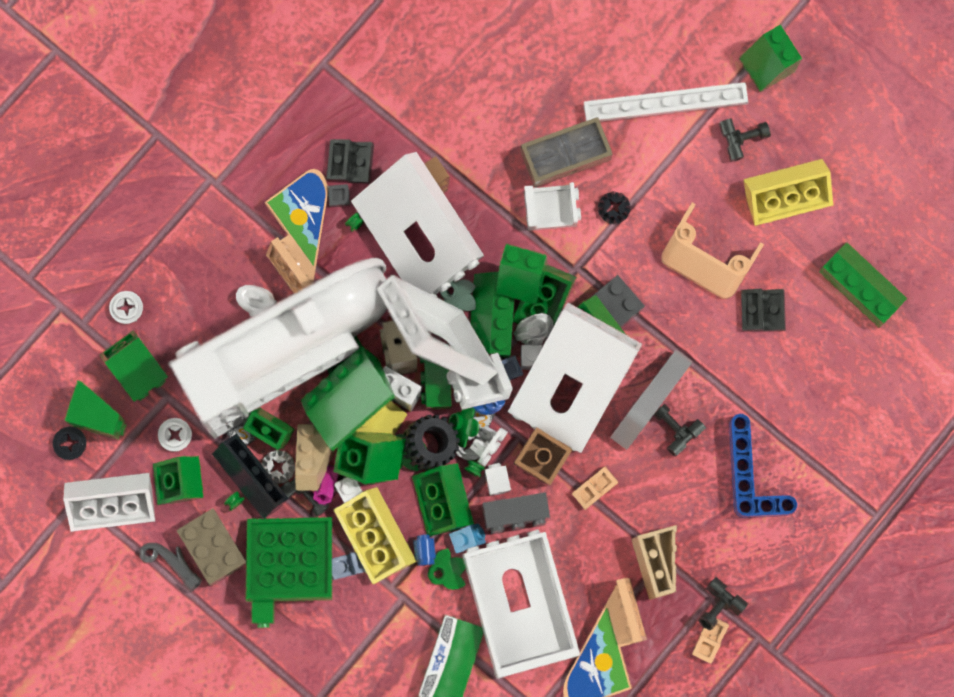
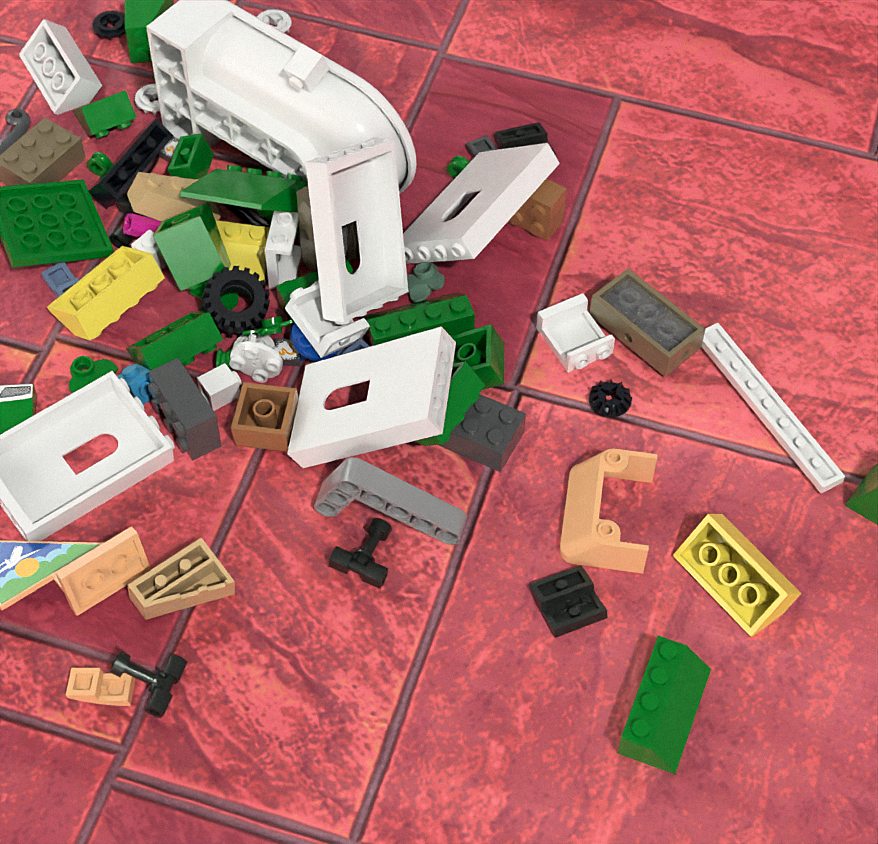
camera: 75 degrees right, 25 degrees down
(301, 214) = (444, 118): piece -> none
(424, 550) = (106, 344): blue brick -> none
(521, 274) = (472, 298): green slope -> none
(595, 487) = (252, 493): light nougat slope -> none
(736, 138) = (769, 493): pearl dark grey bar -> none
(748, 477) = (339, 653): blue beam -> none

